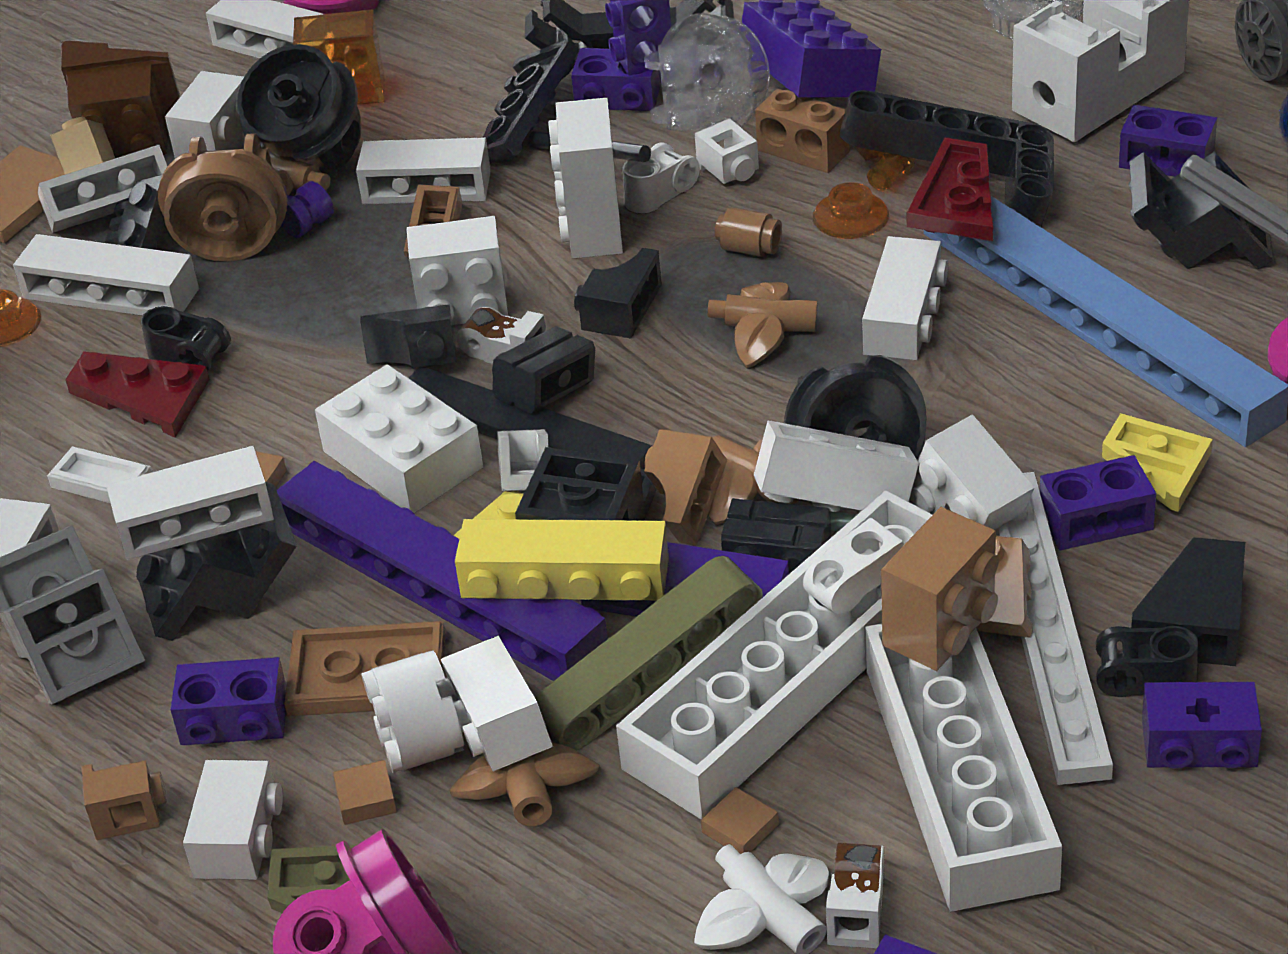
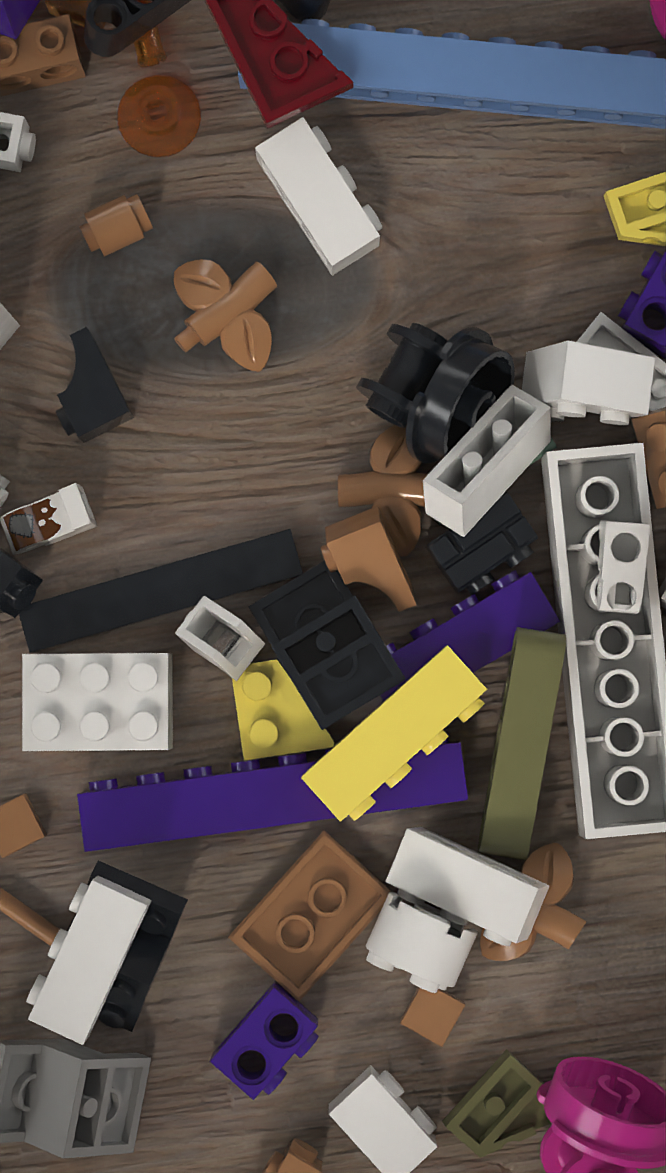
camera: 50 degrees left, 45 degrees up
(543, 369) = (131, 534): black brick -> none

